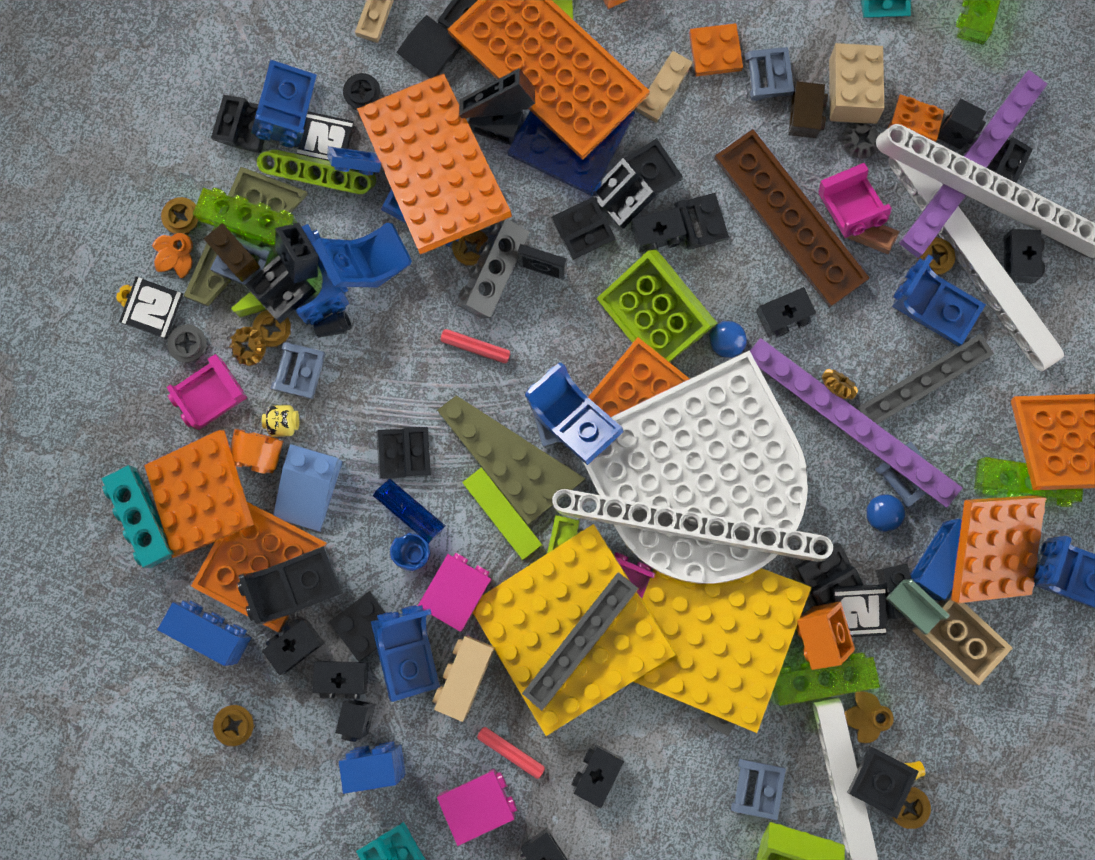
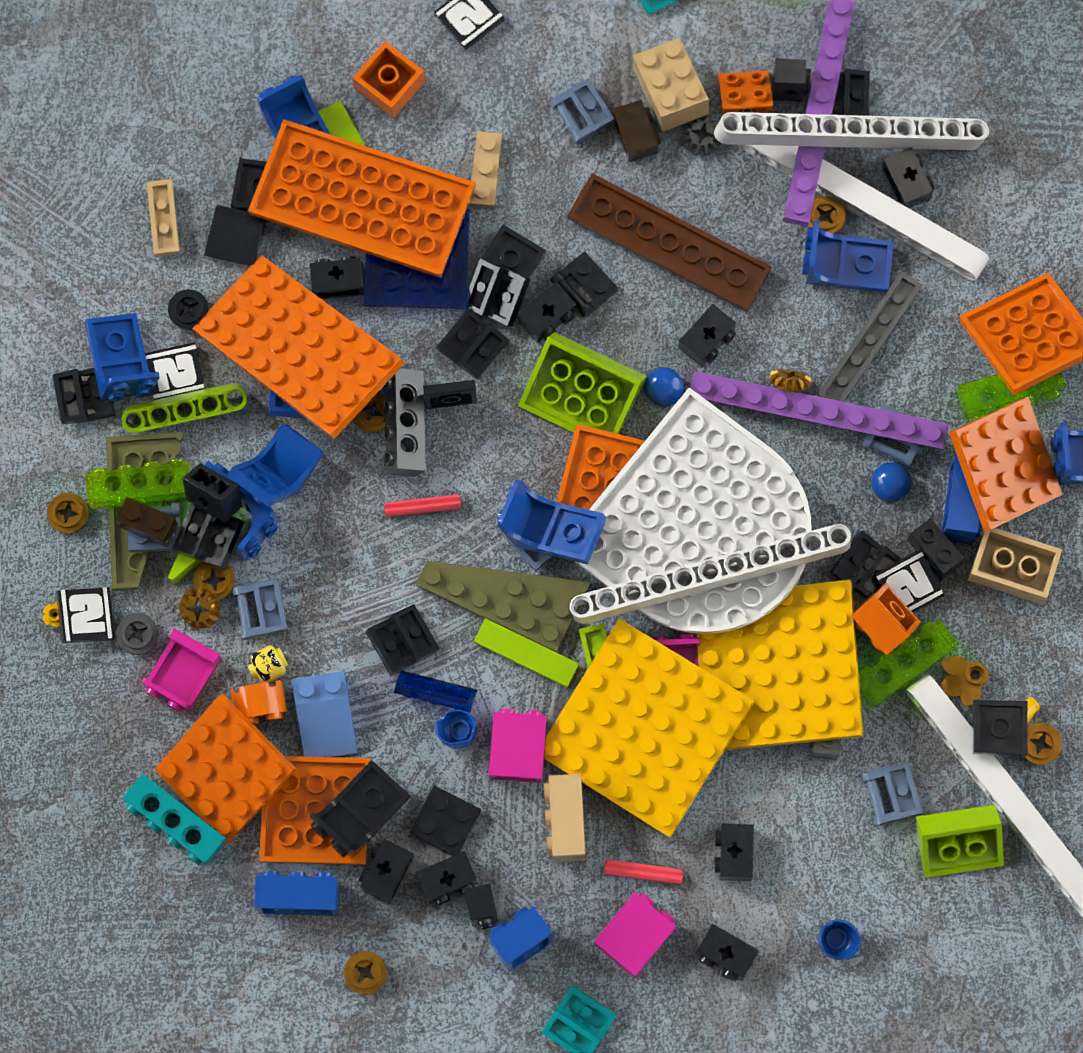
camera: 25 degrees left, 5 degrees down
(170, 256) = (79, 557): orange plate -> none
(335, 324) = (273, 549): black cone -> none
(347, 159) = (217, 379): blue plate -> none
(405, 652) = (497, 821): blue bracket -> none
(502, 97) = (335, 254): black slope -> none
(580, 641) = (659, 729): dark grey plate -> none
(716, 49) = (518, 111): orange plate -> none
(853, 201) = (721, 199): dark pink panel -> none
(878, 238) = (753, 222): nougat plate -> none
(917, 606) = (955, 551): sand green panel -> none

